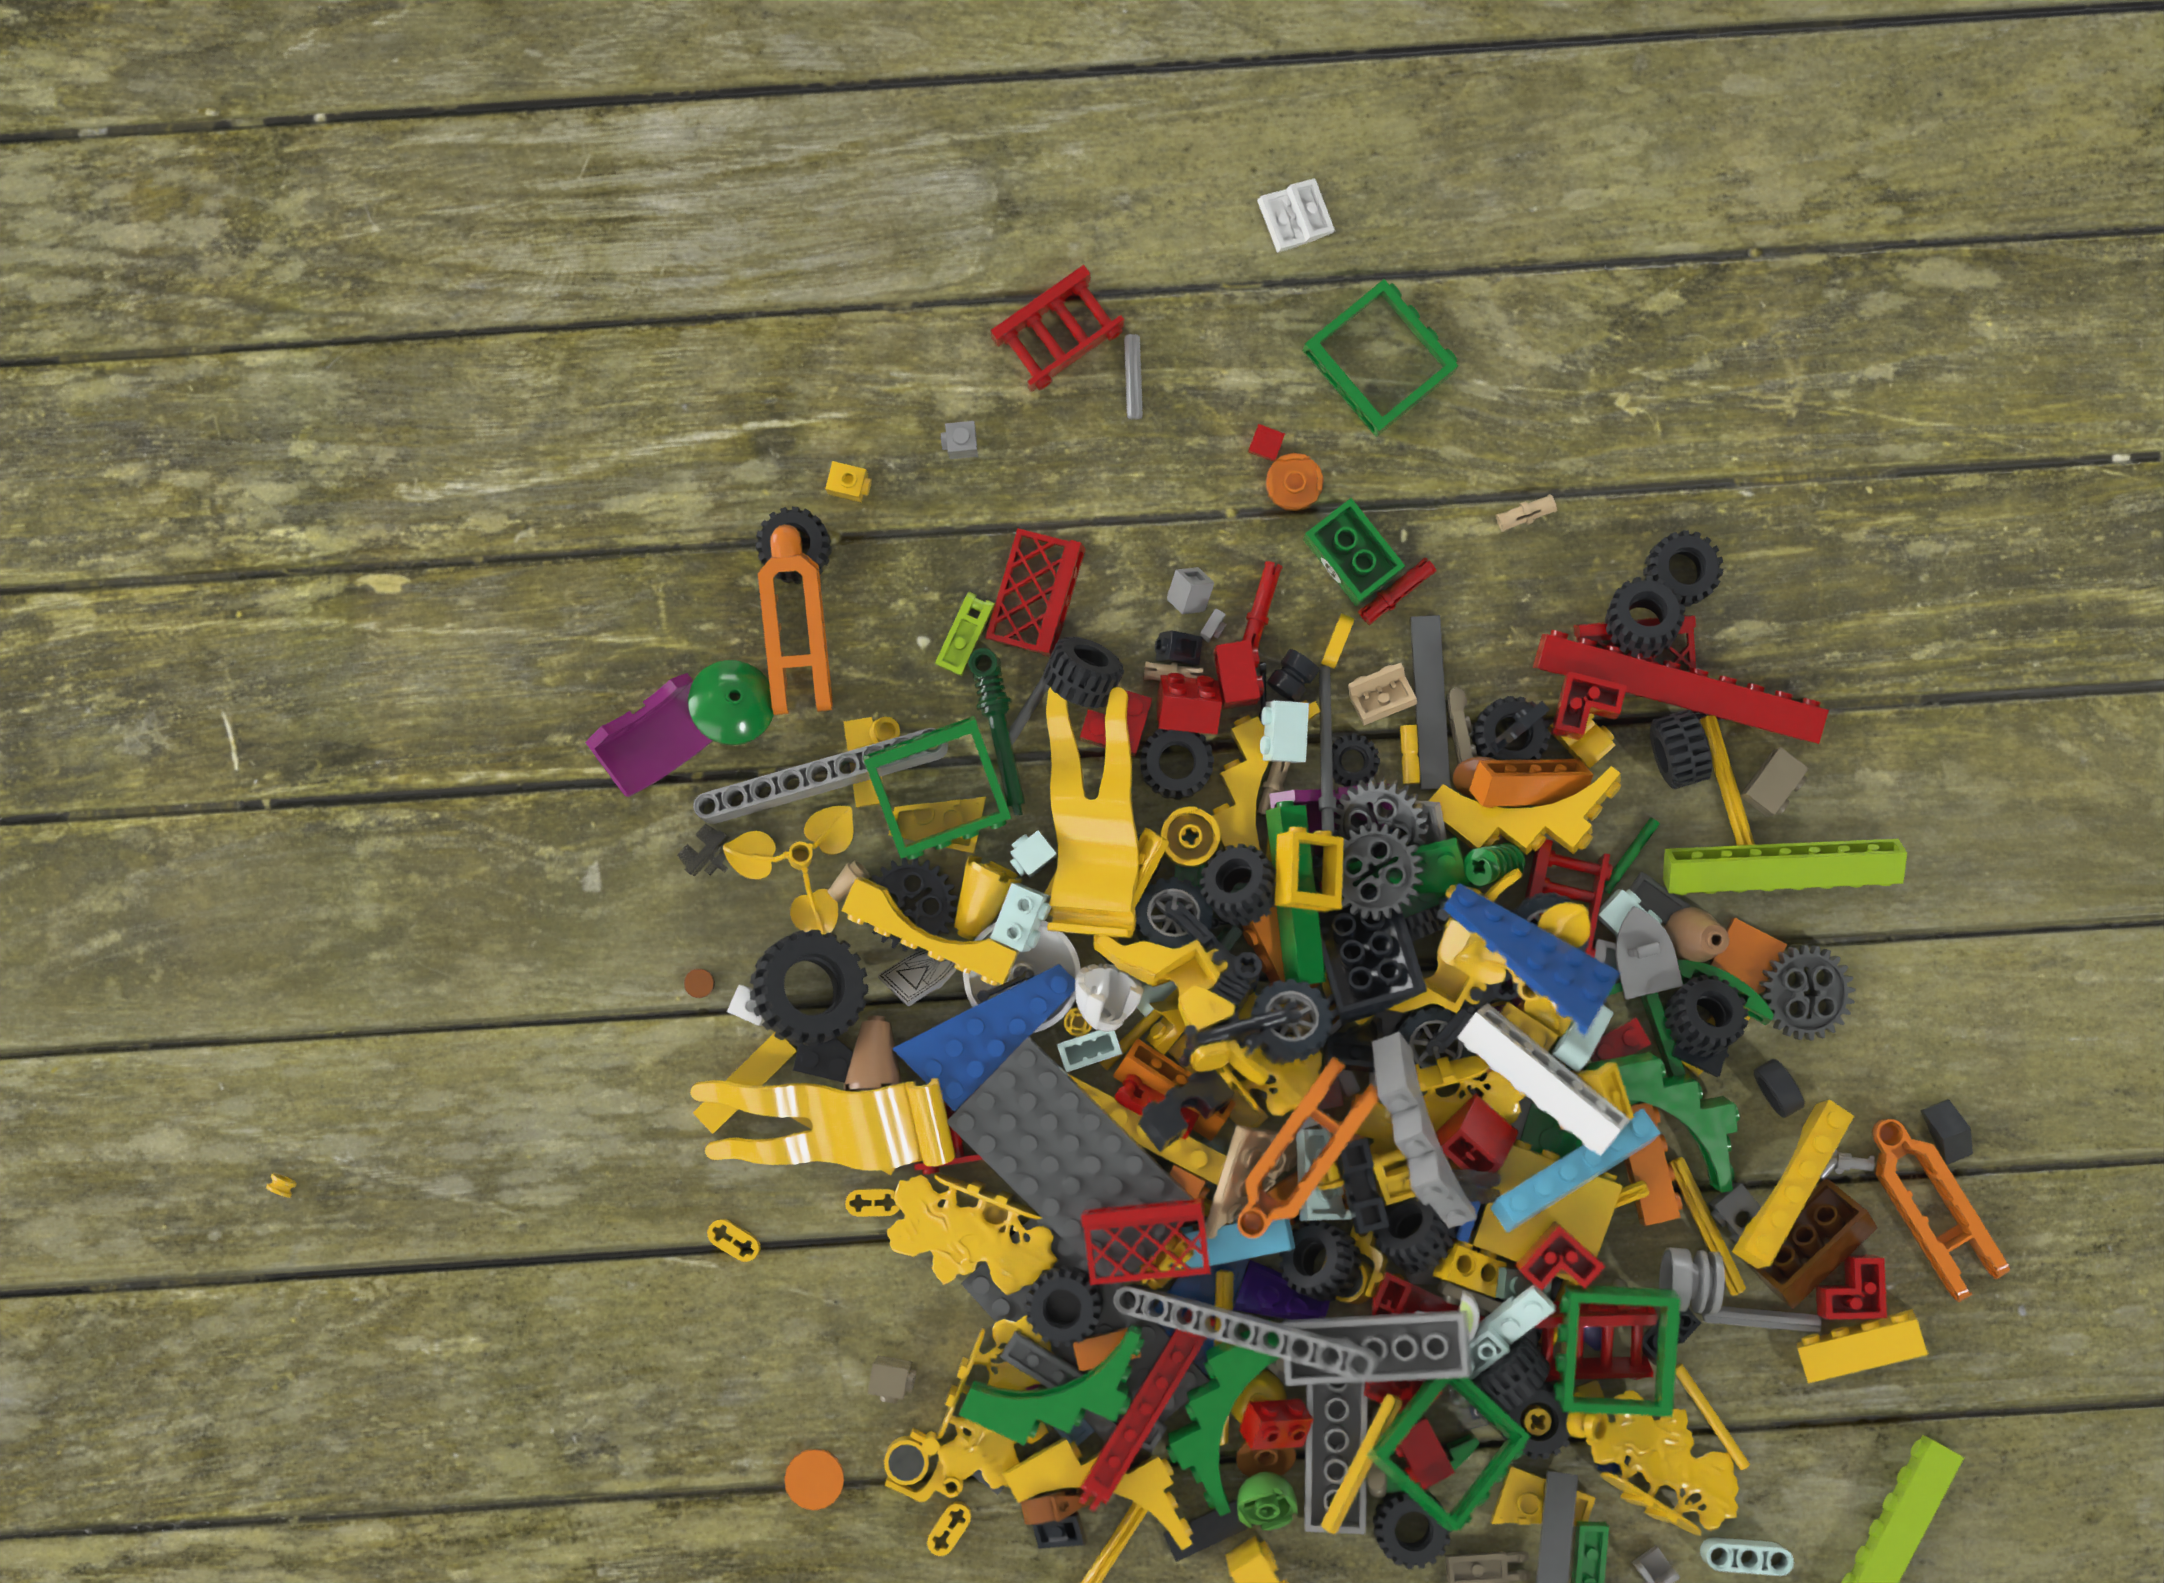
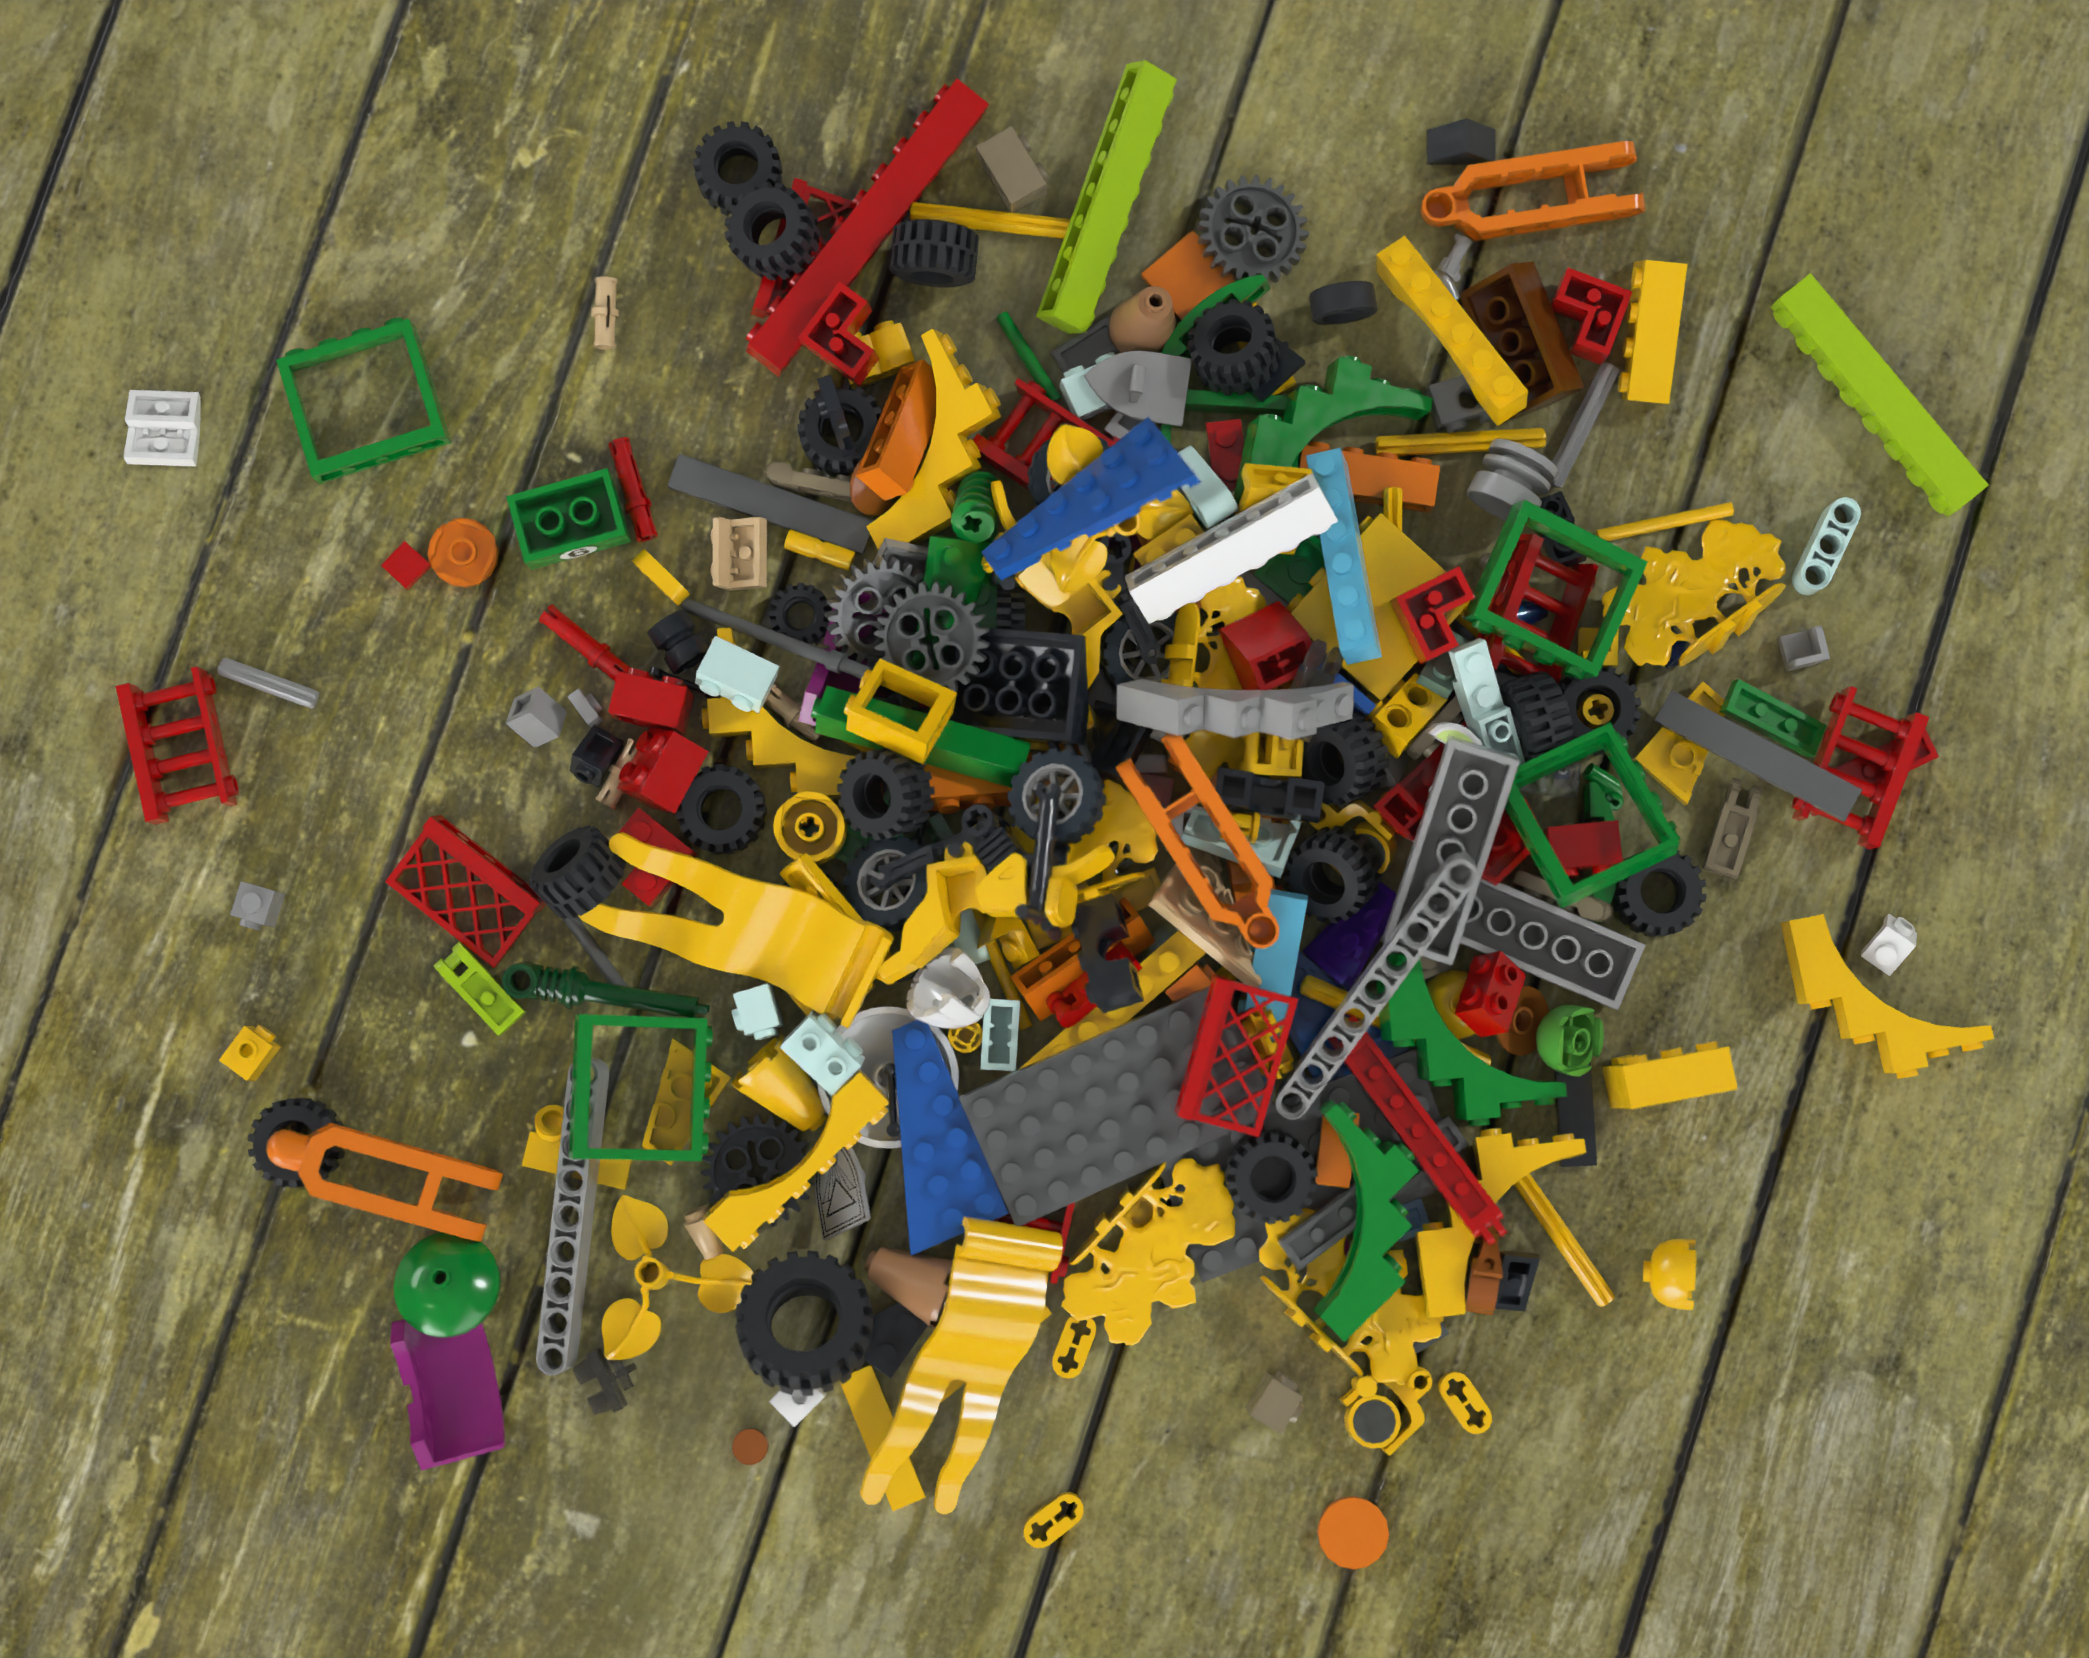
camera: 75 degrees left, 0 degrees up
(1273, 1047) = (1079, 828): black bracket -> none
(1360, 1465) = (1570, 920): yellow axle -> none
(1482, 1451) = (1608, 783): none -> green arm
(1591, 1425) = (1622, 654): yellow wheel -> none

